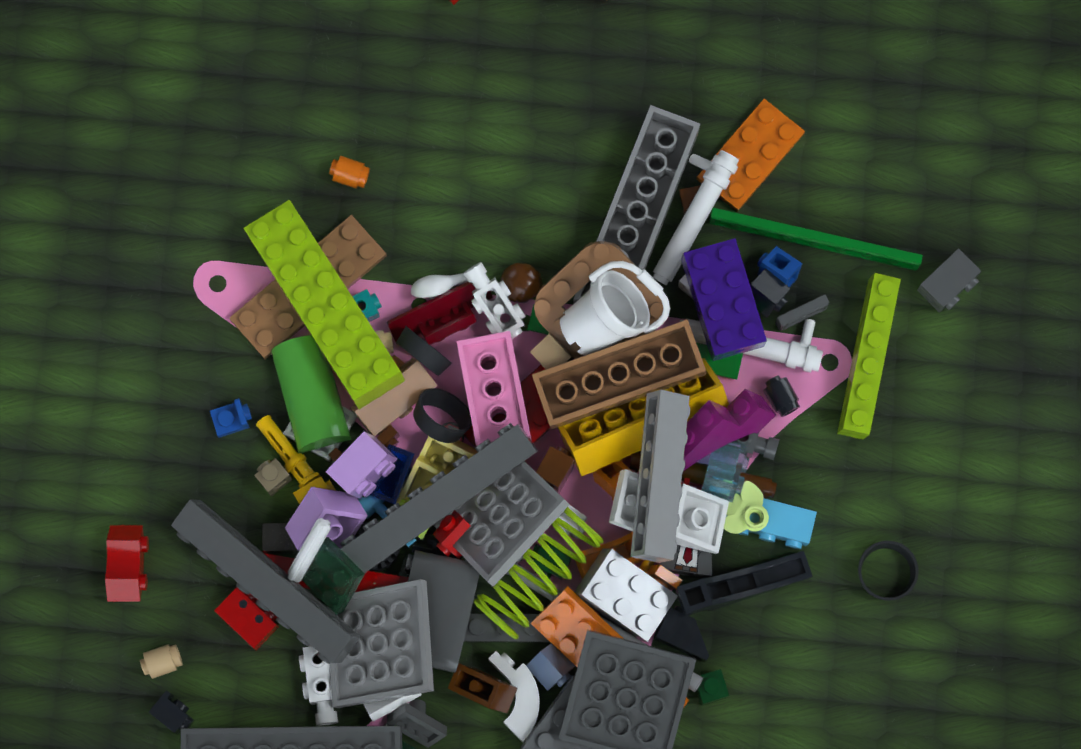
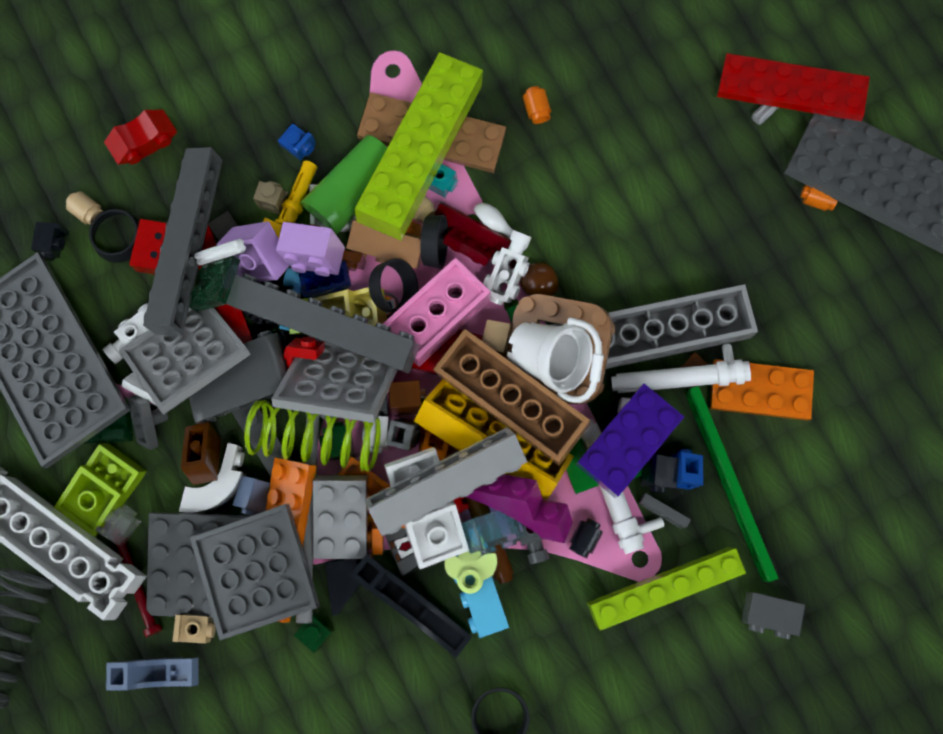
camera: 60 degrees right, 0 degrees up
(227, 665) = (123, 255): none -> black tyre
(585, 494) = (408, 434): none -> dark grey brick

